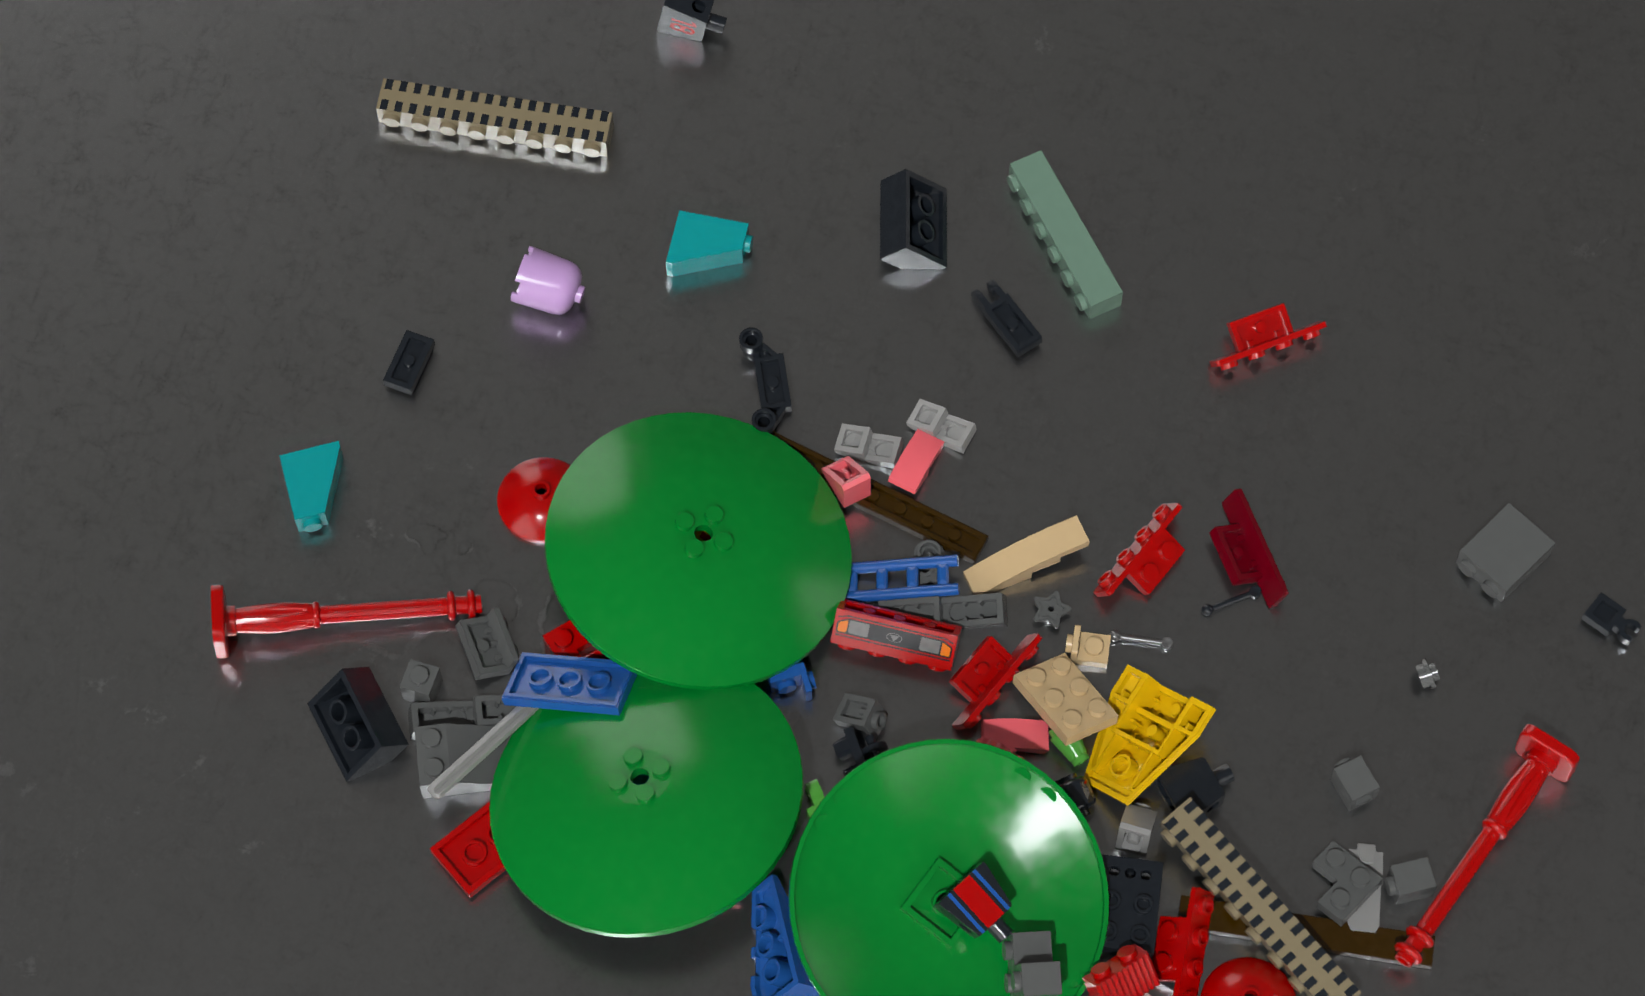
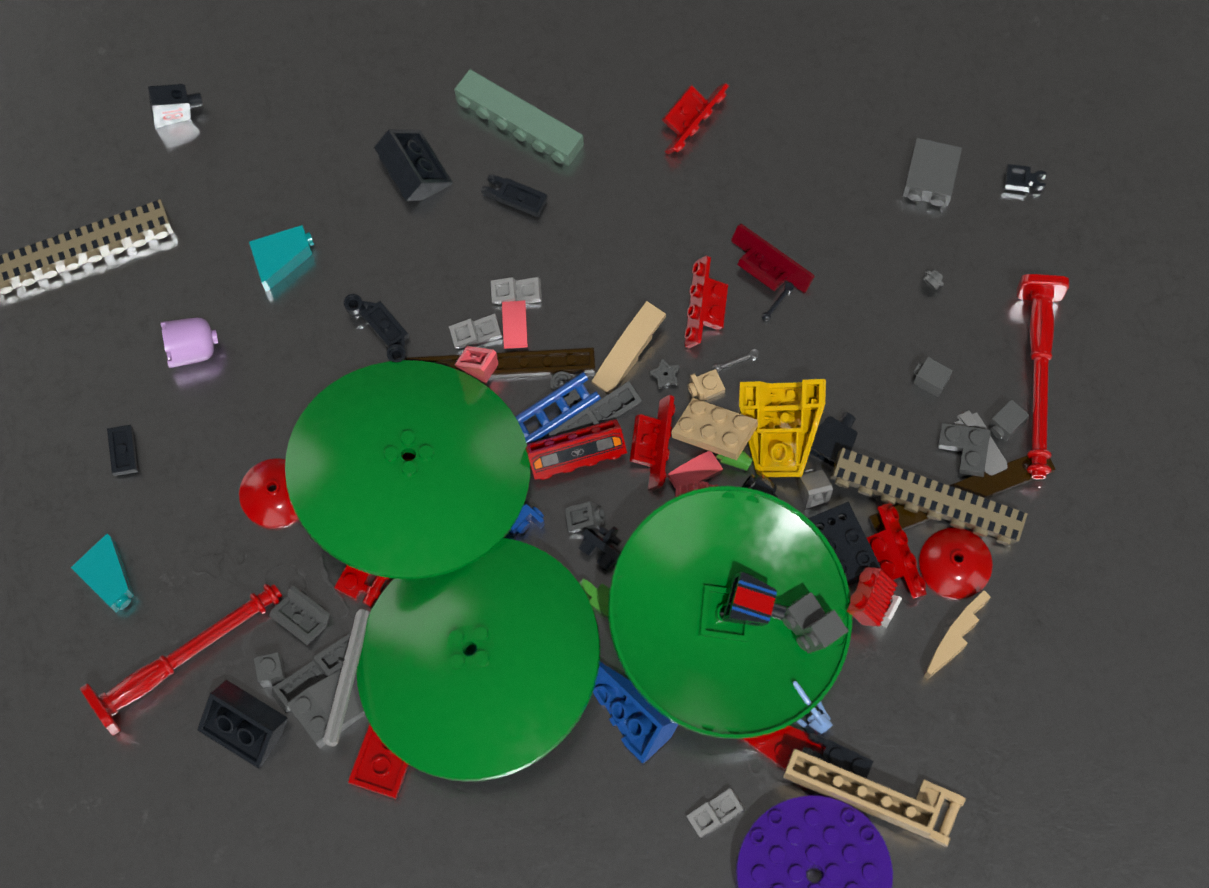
camera: 30 degrees left, 5 degrees up
(569, 684) = (375, 611): blue tile -> none

